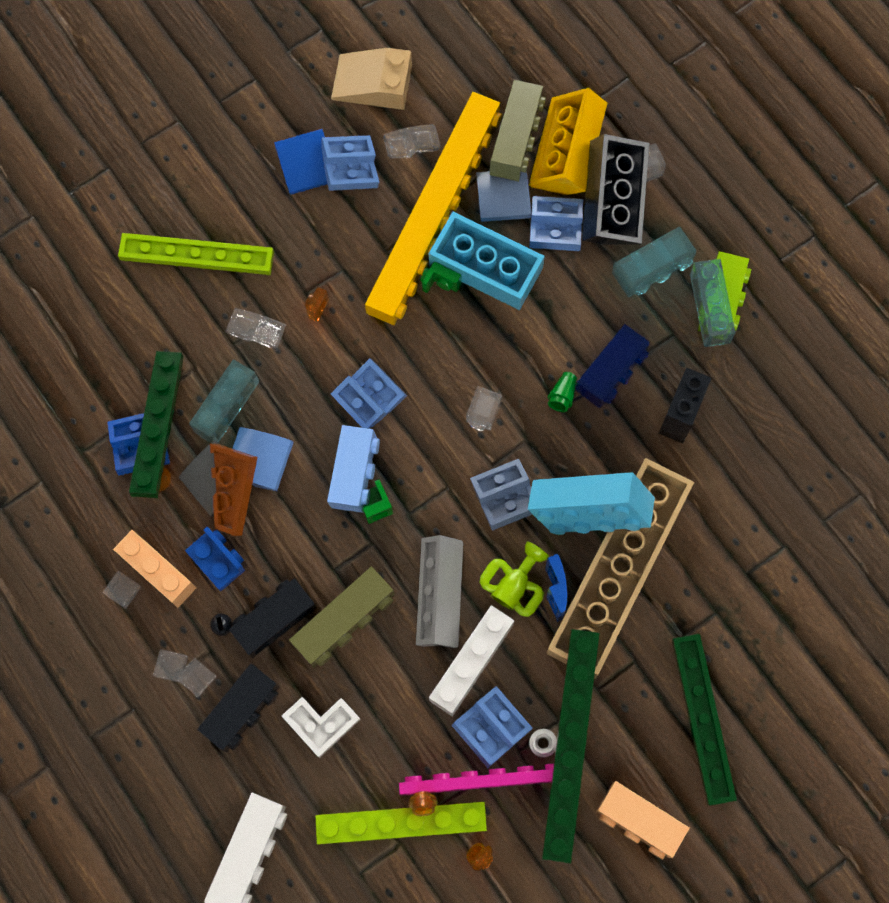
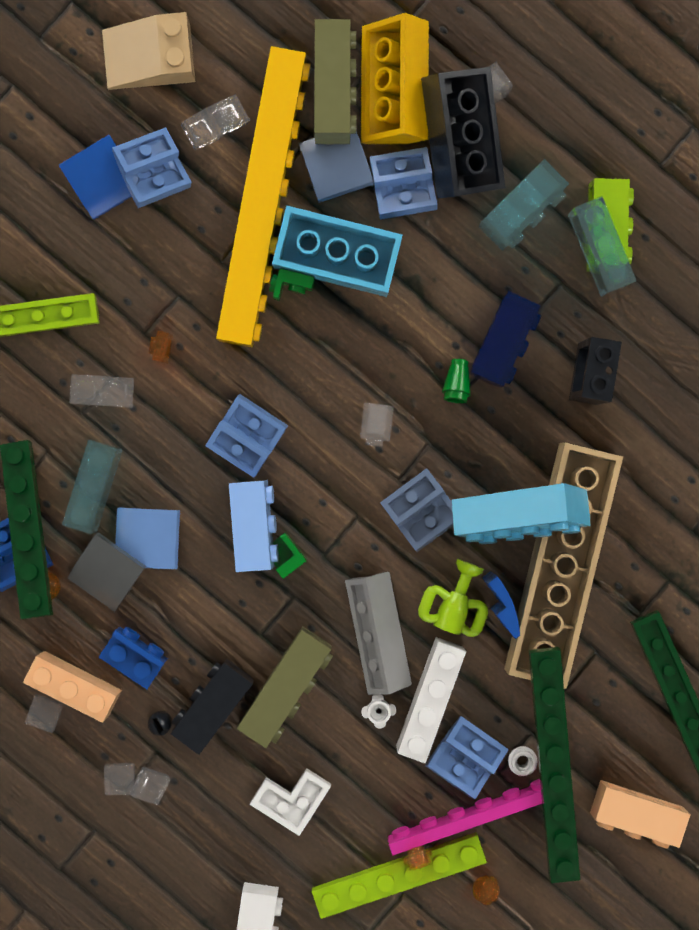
camera: 20 degrees left, 15 degrees up
(234, 481) = (131, 581): dark orange wing -> none
(239, 709) = (205, 807): black brick -> none
(421, 670) = (378, 719): none -> white plate

